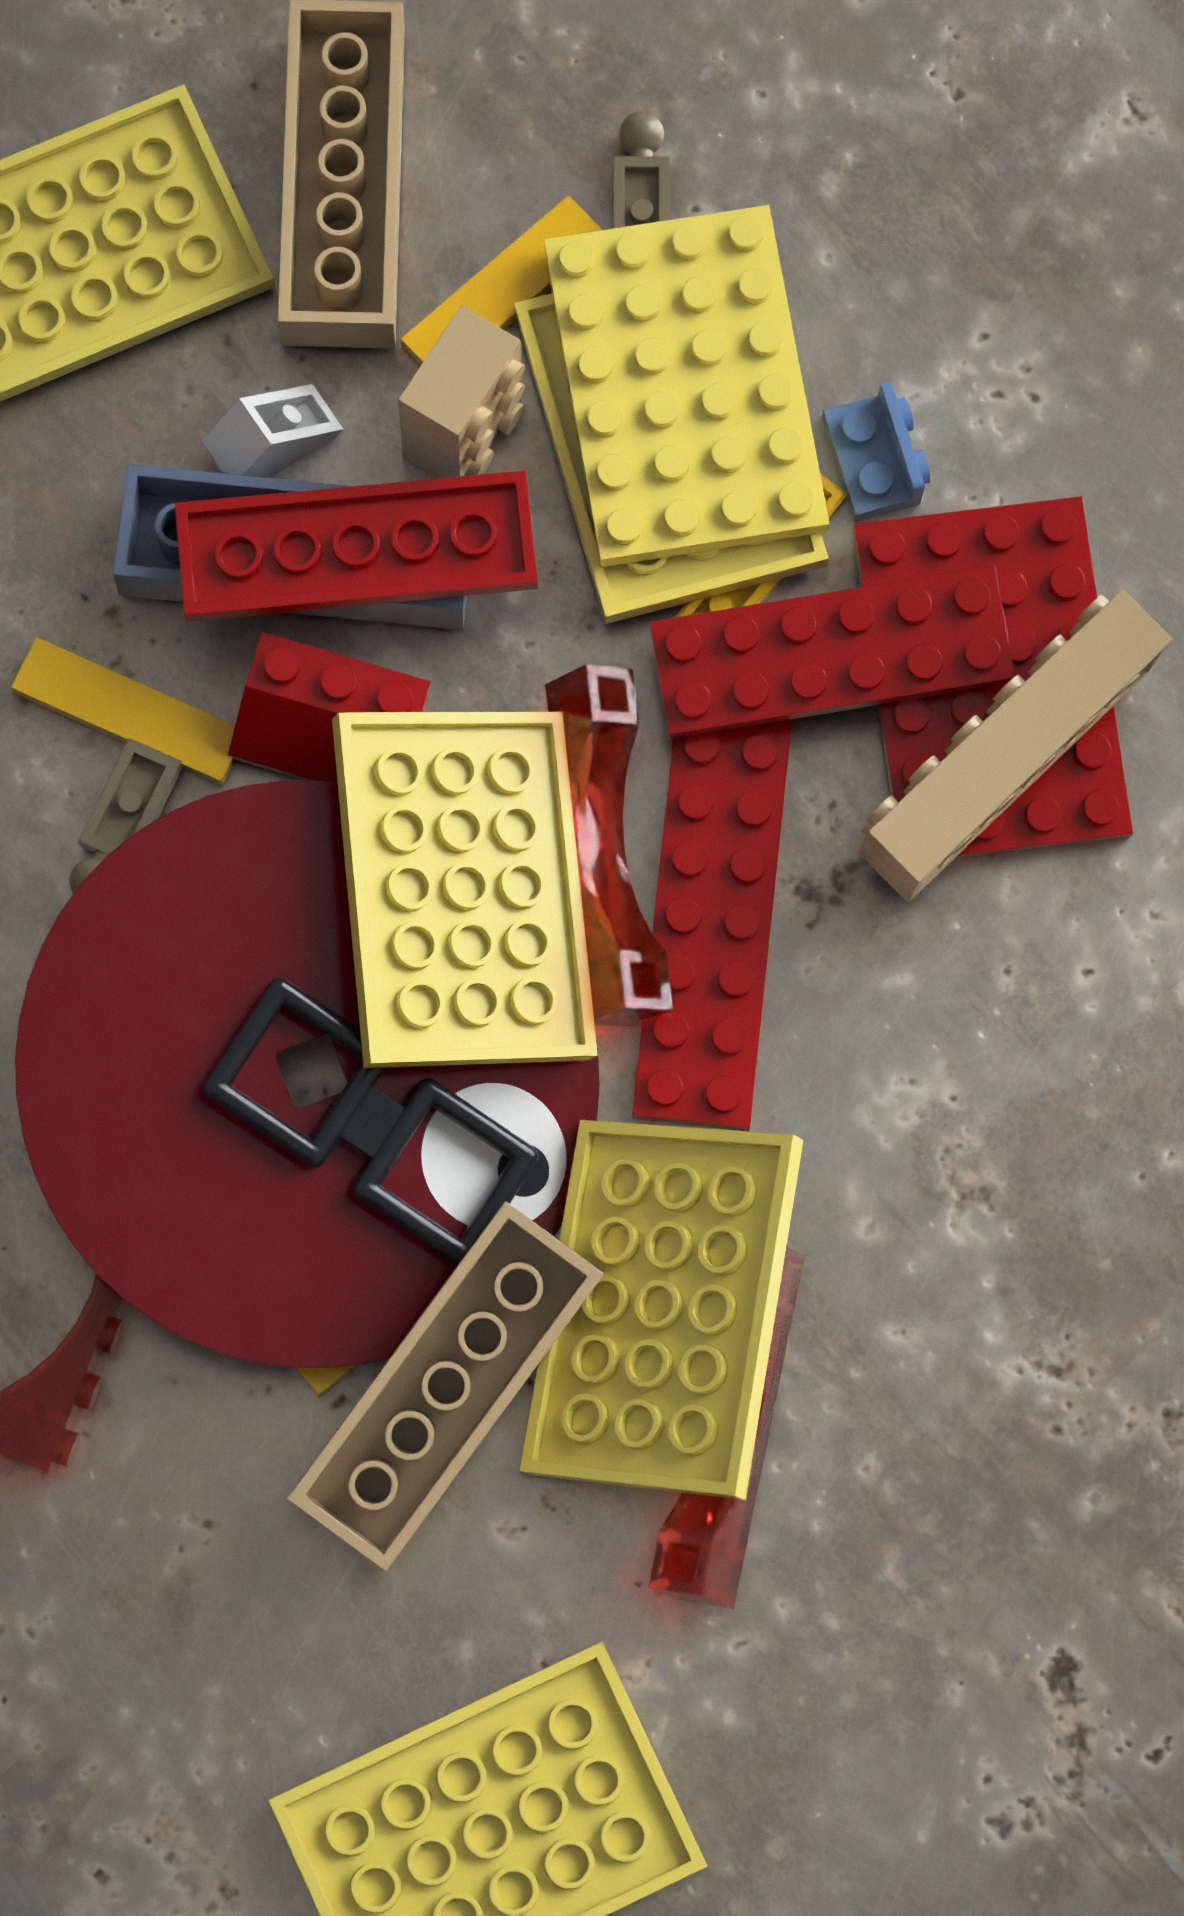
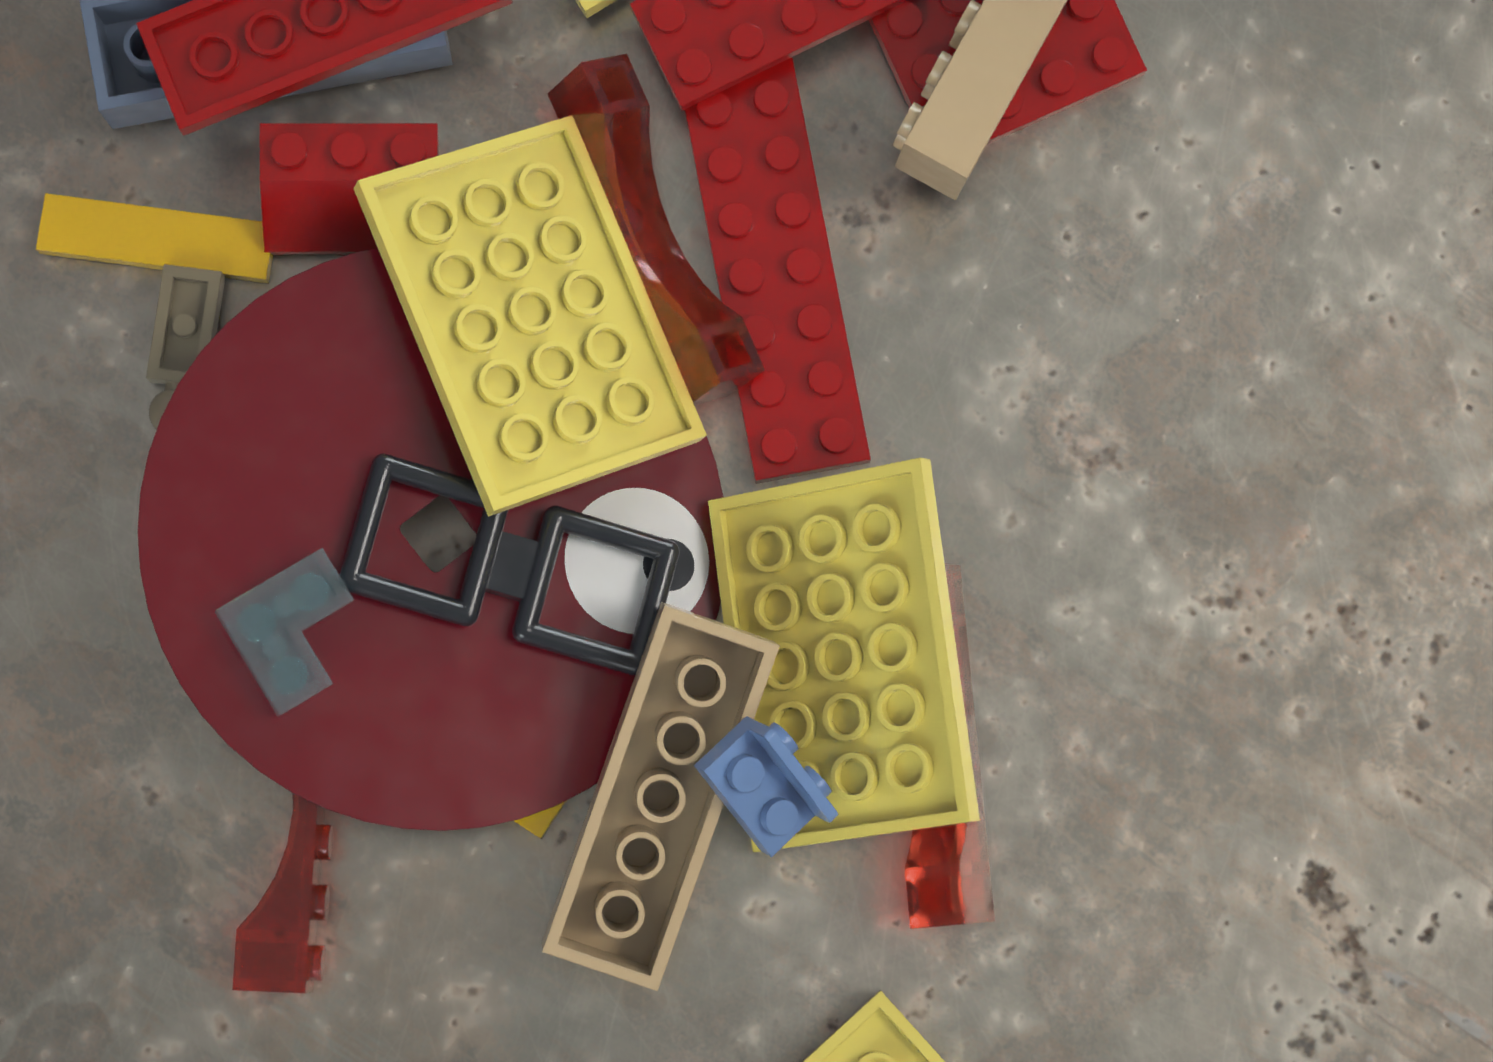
camera: 15 degrees left, 5 degrees up
(122, 1112) = (269, 627): none -> clear light blue plate
(550, 1402) = (765, 783): none -> medium blue bracket

